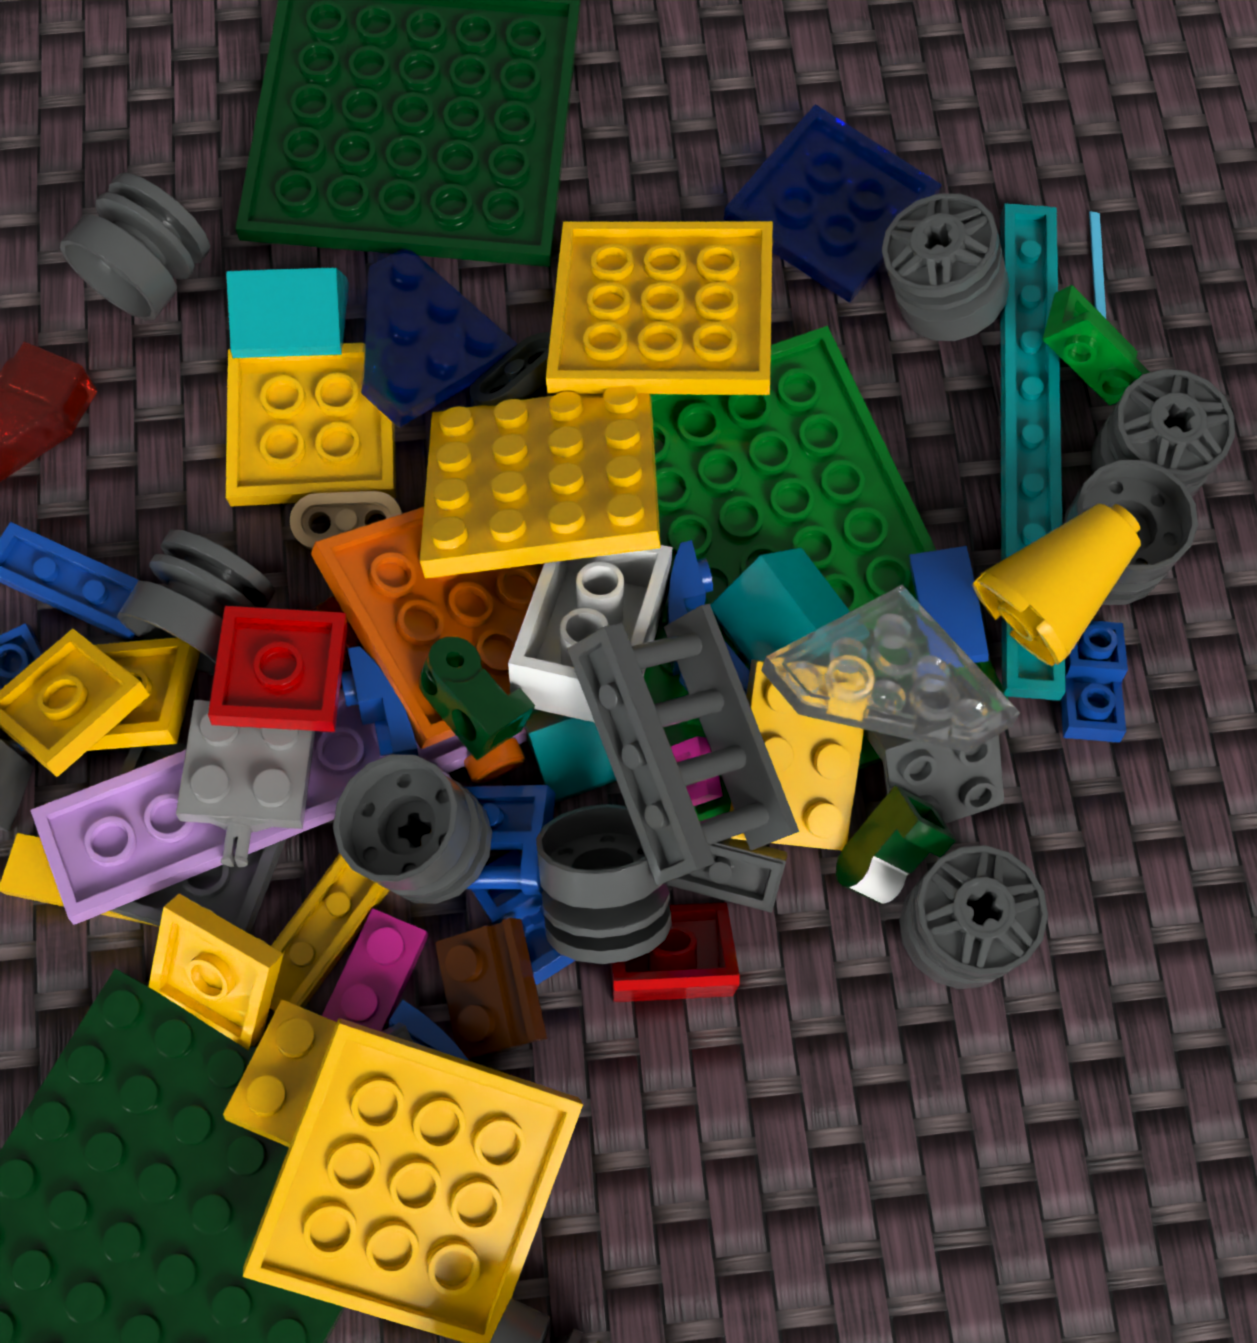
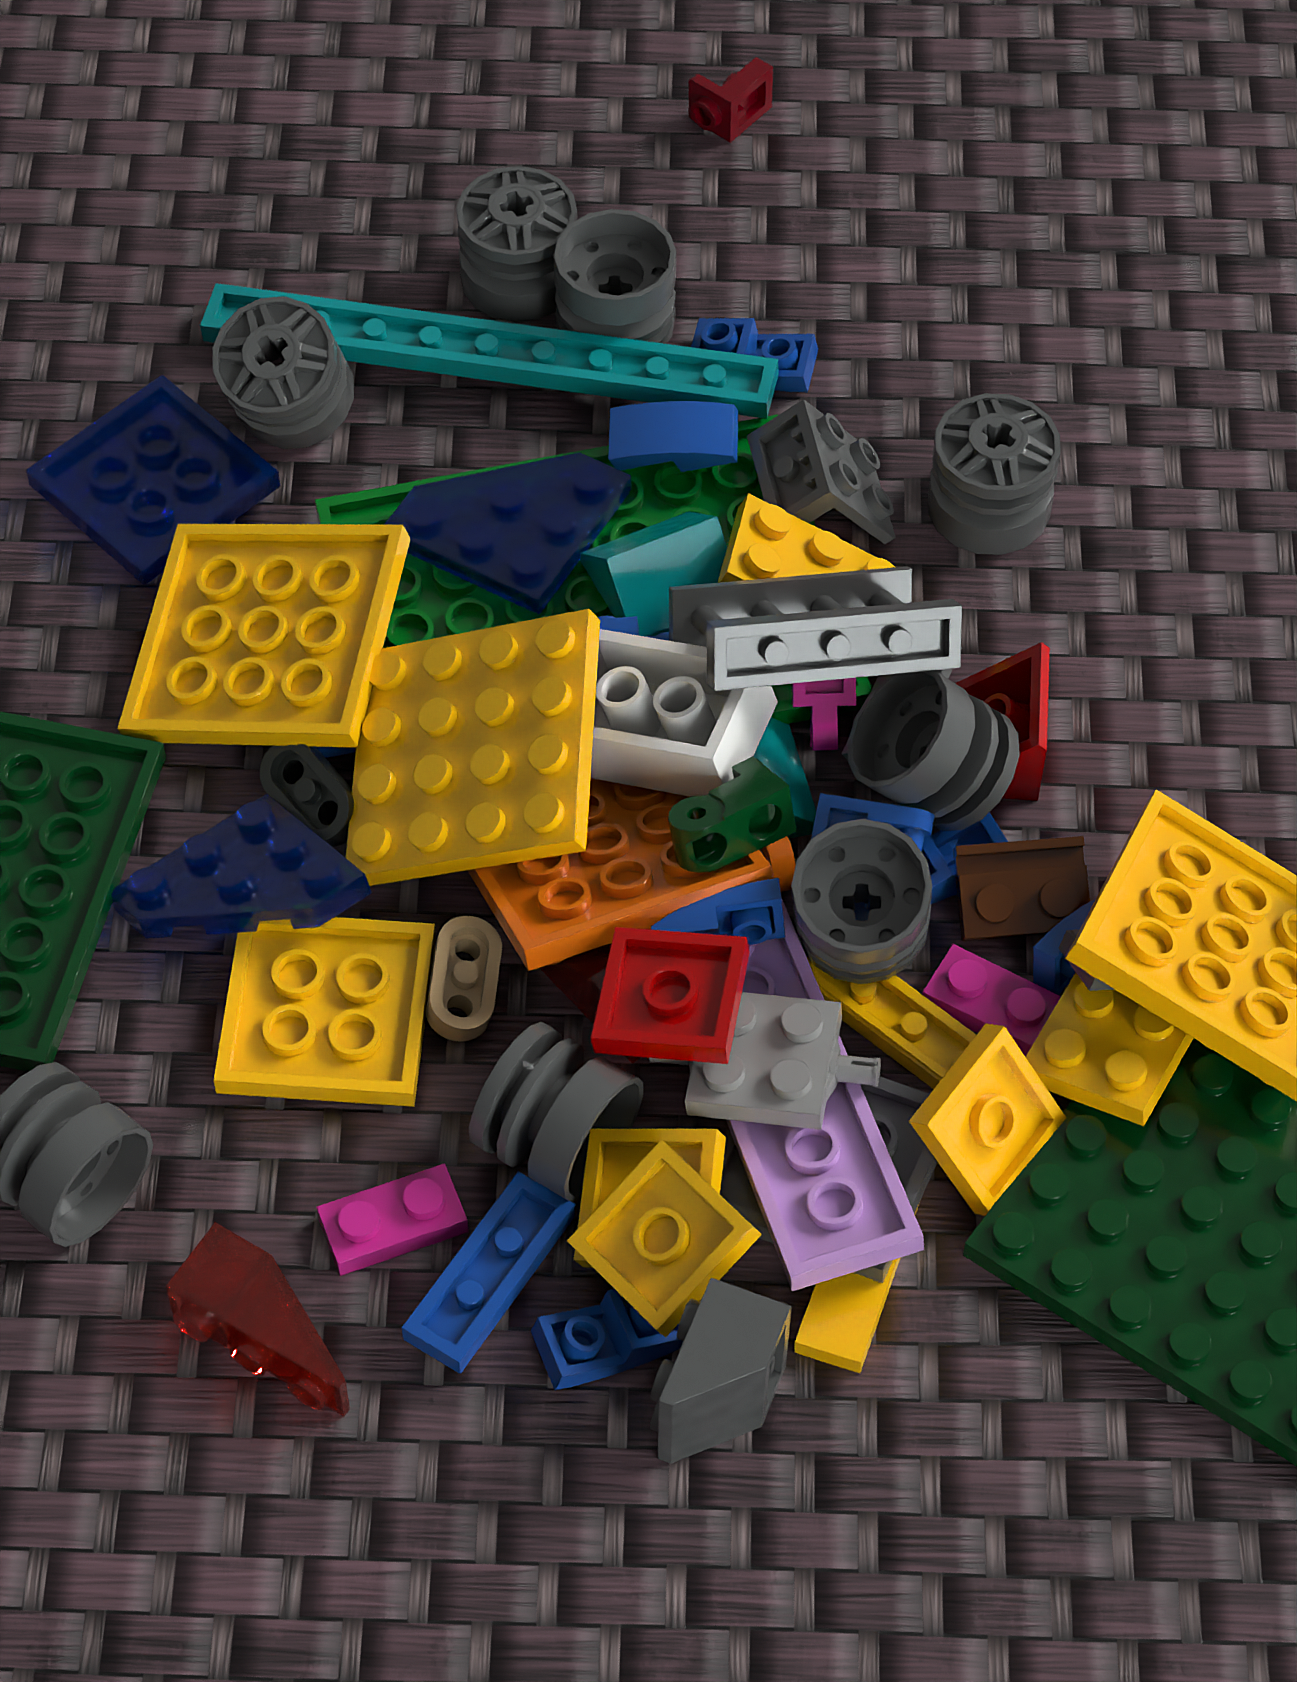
camera: 80 degrees left, 15 degrees down
(124, 505) = (392, 1219): none -> dark pink plate
(286, 312) = (179, 1008): teal slope -> none
(824, 487) = (514, 525): none -> clear blue plate
(891, 675) = (761, 461): clear plate -> none
(892, 846) = (914, 524): dark green leg -> none
(1060, 580) = (686, 317): yellow cone -> none
(1091, 345) = (406, 274): green bracket -> none
(1097, 262) = (302, 276): medium azure piece -> none

